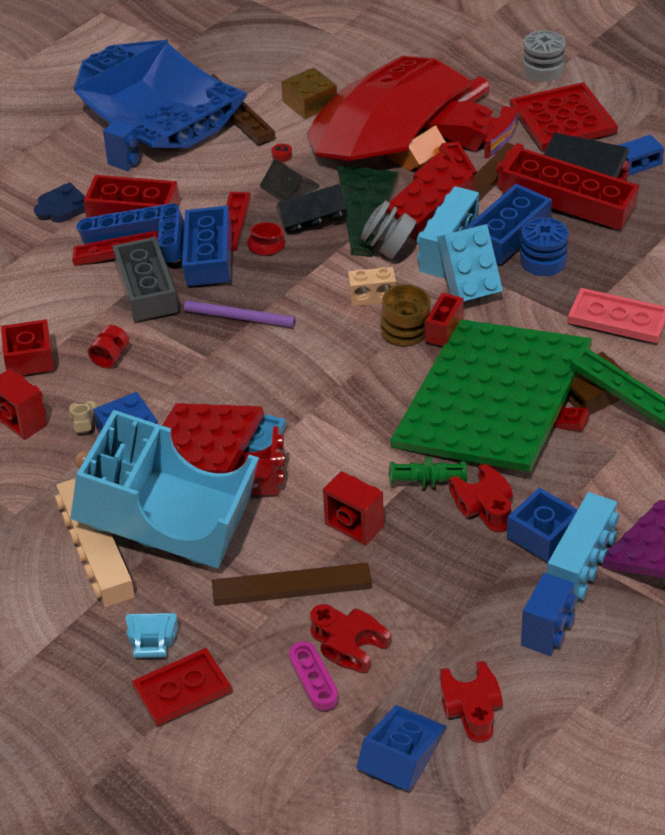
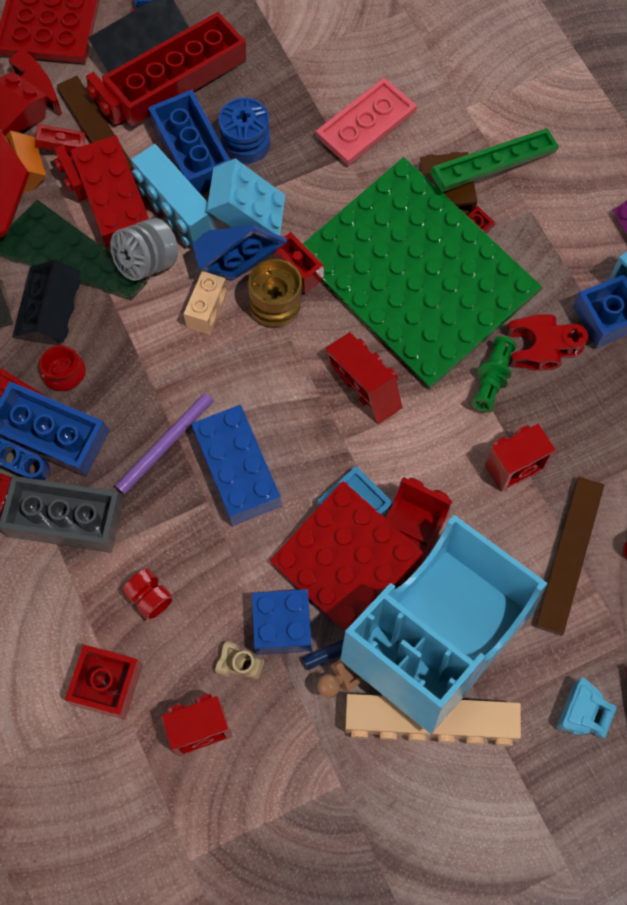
camera: 65 degrees left, 25 degrees up
(242, 353) = (236, 465): none -> blue brick
(367, 396) = (366, 375): none -> red wedge
(420, 269) = (234, 249): none -> blue slope

